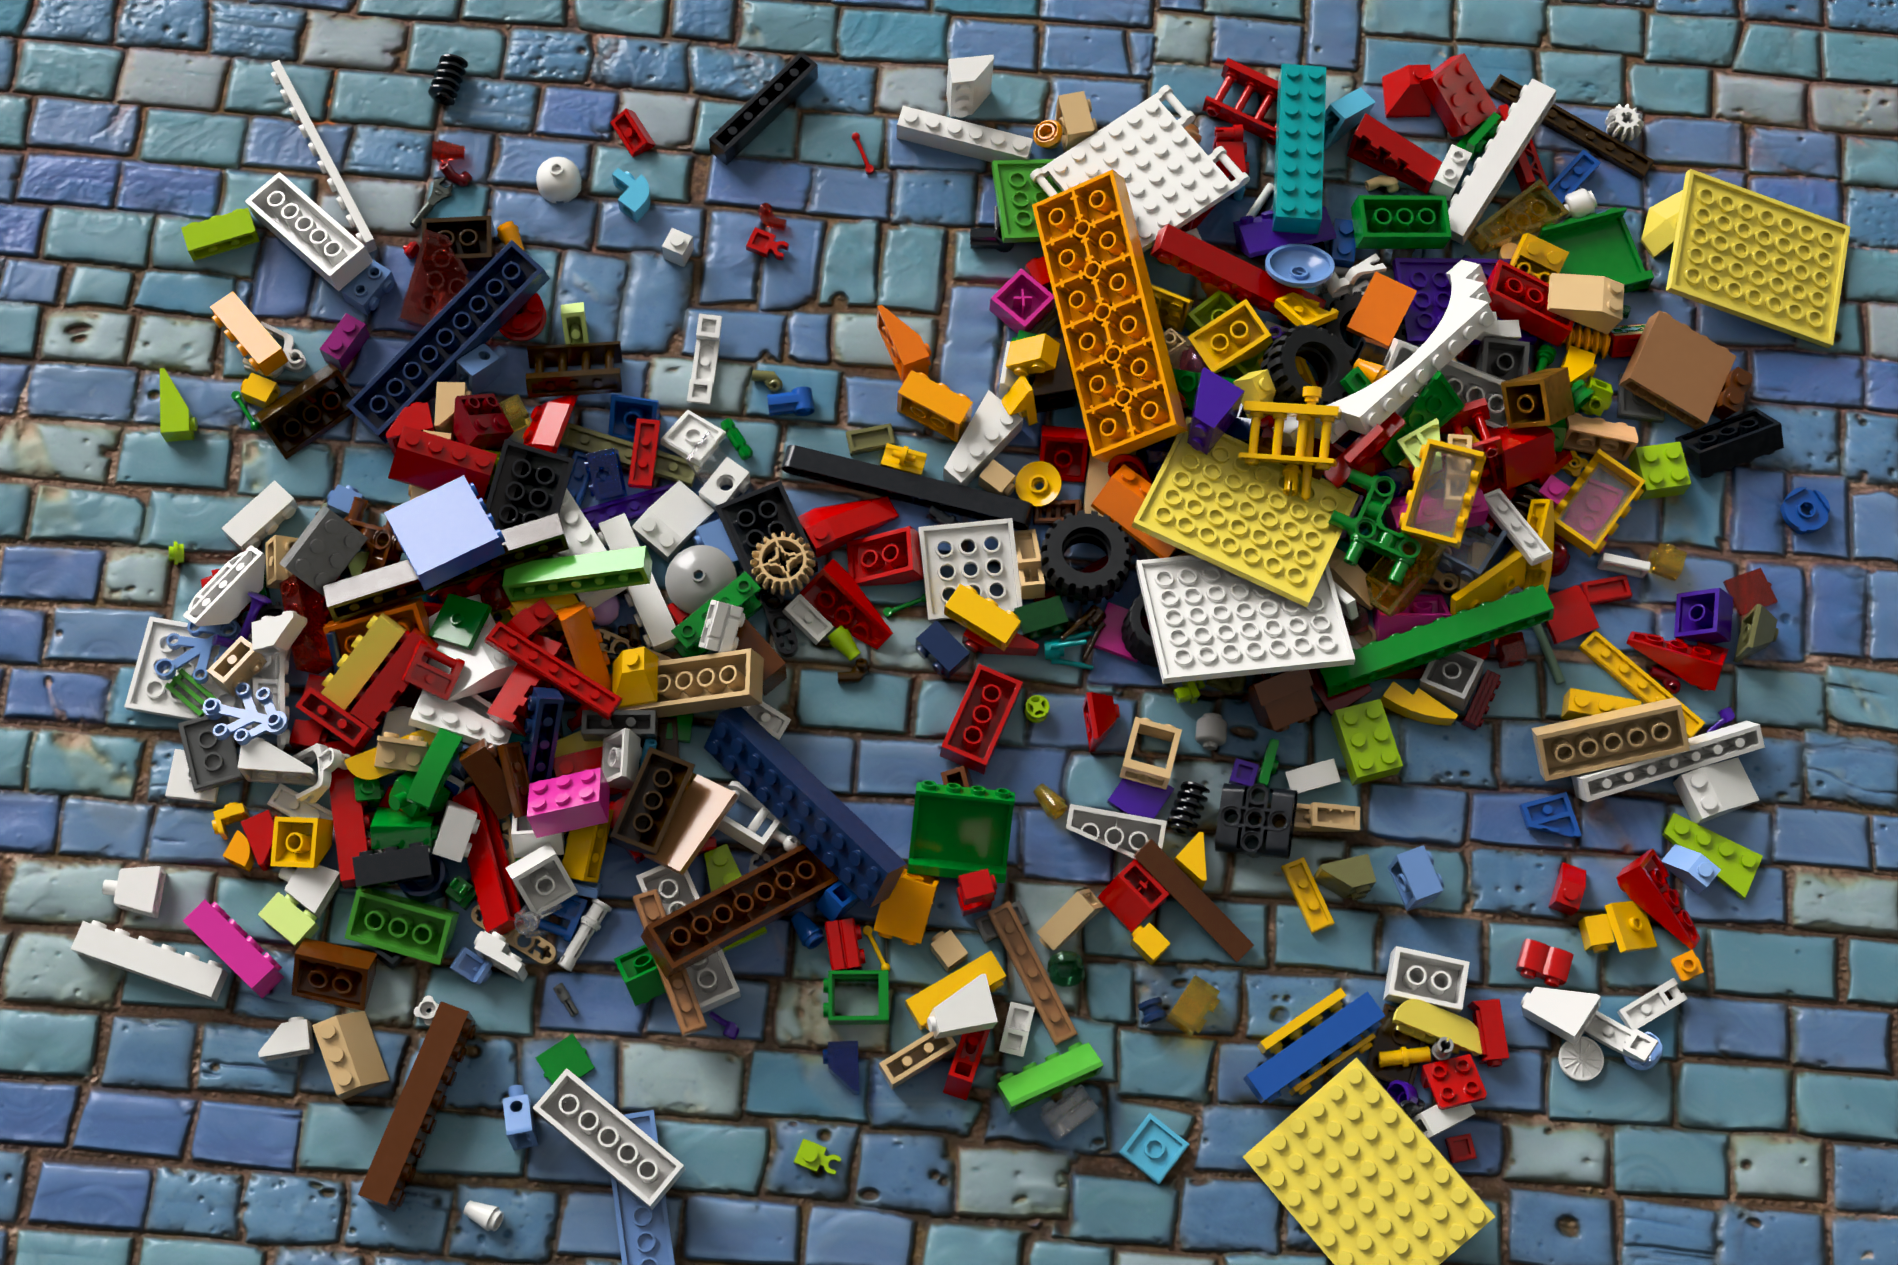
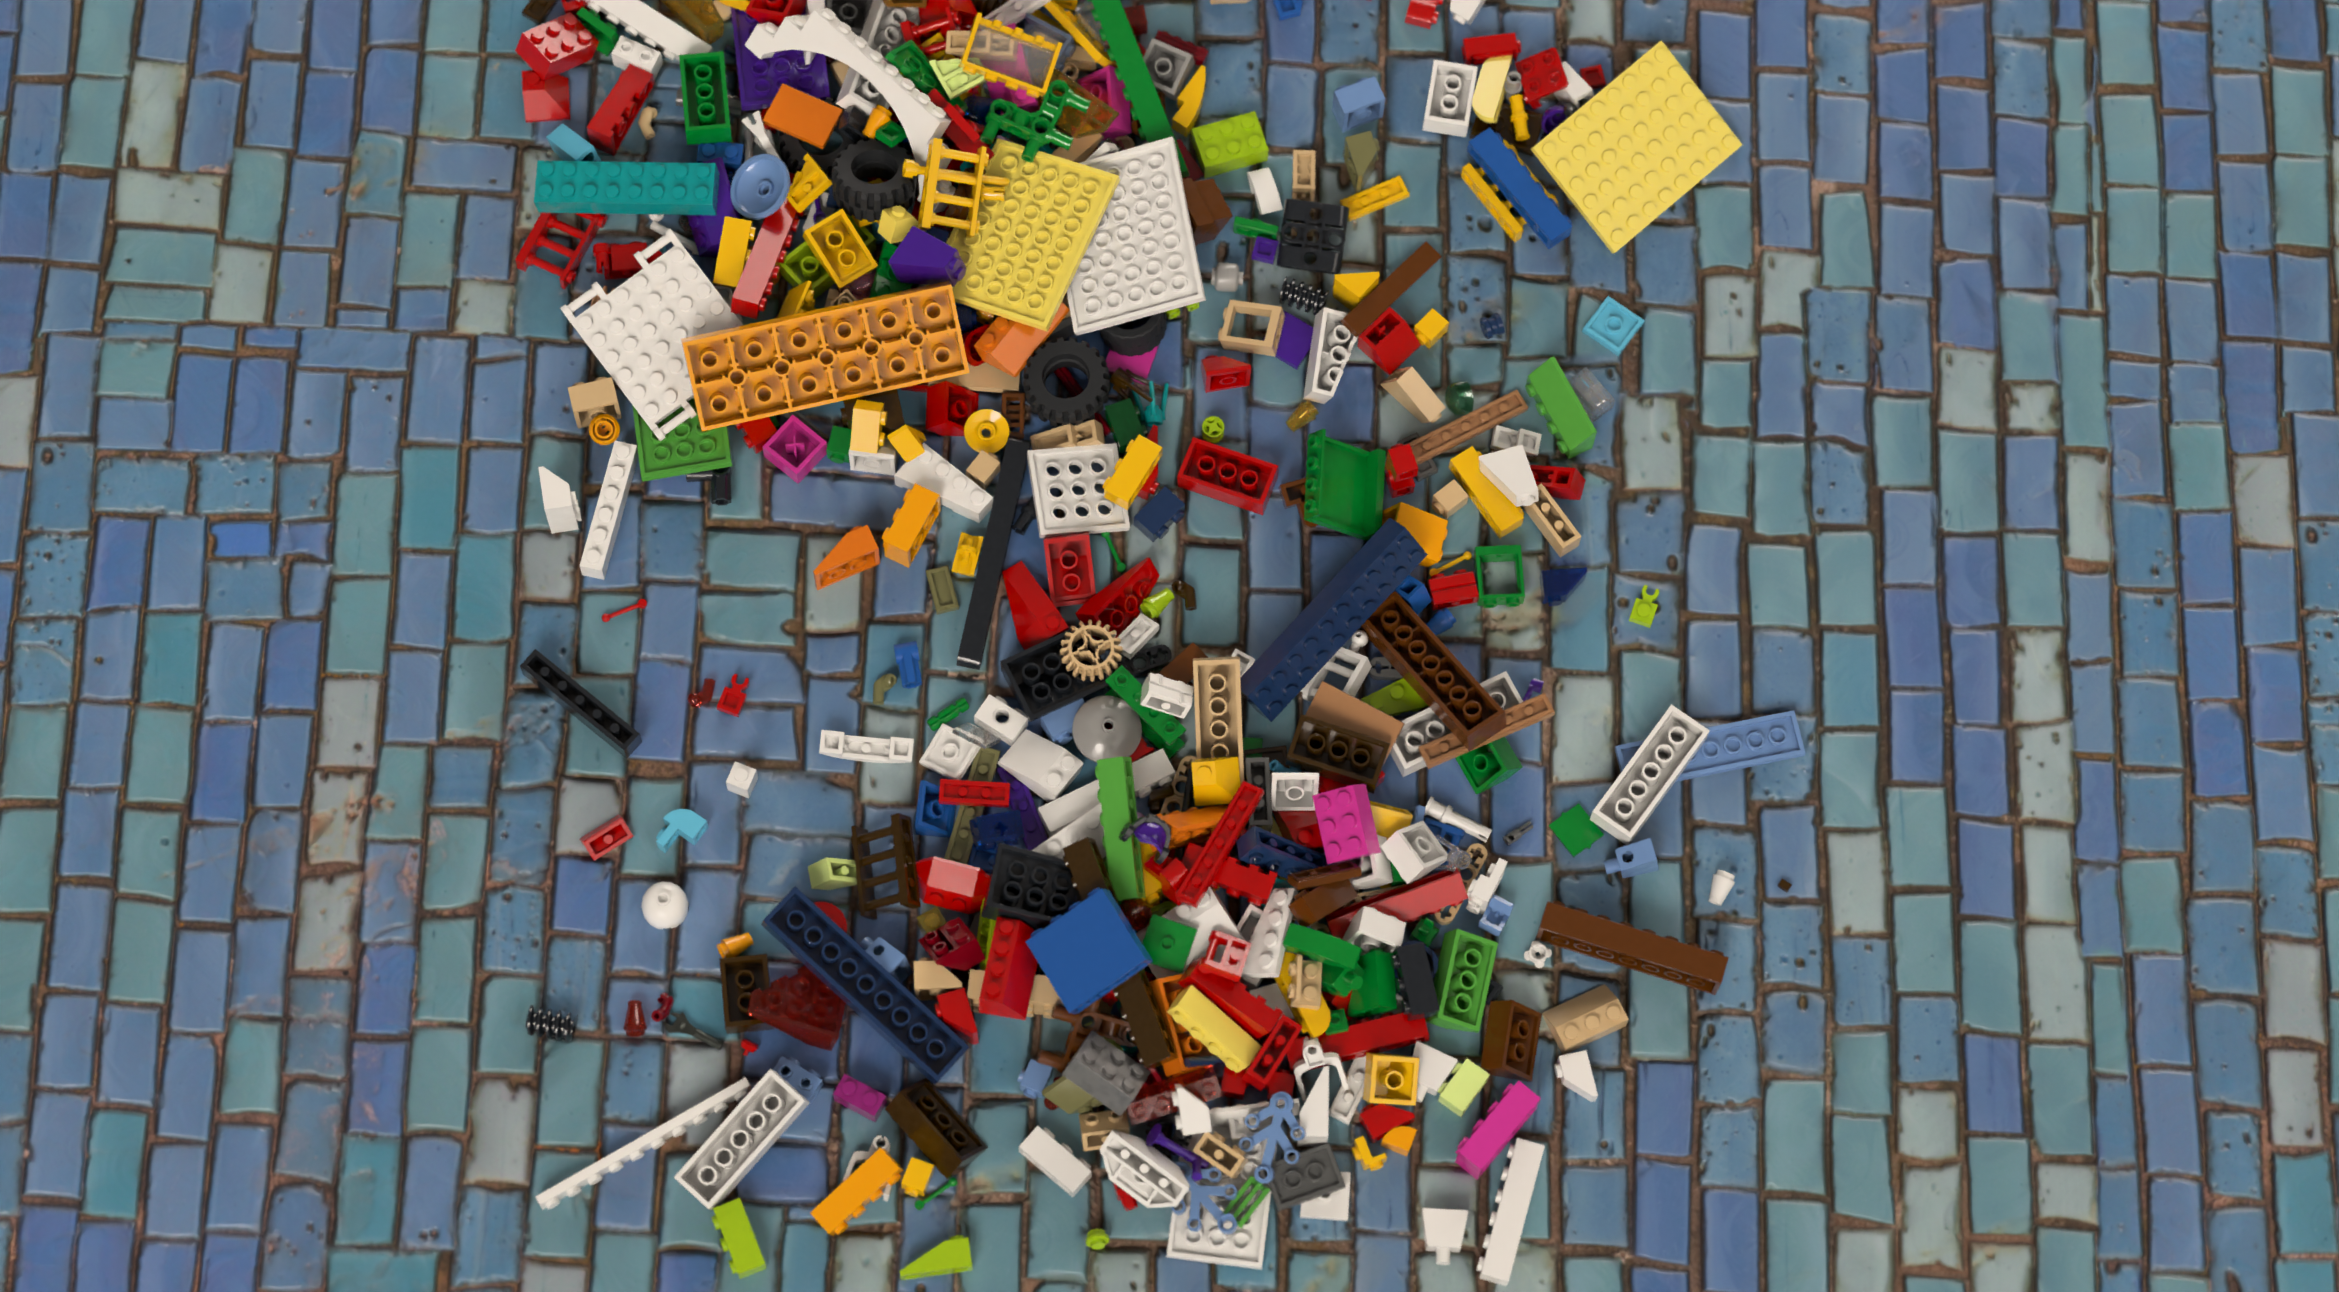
camera: 90 degrees left, 0 degrees up
(557, 593) = (1150, 830): none -> cap
(1193, 1005) = (1485, 291): clear yellow brick -> none
(1238, 240) = (733, 251): none -> yellow brick

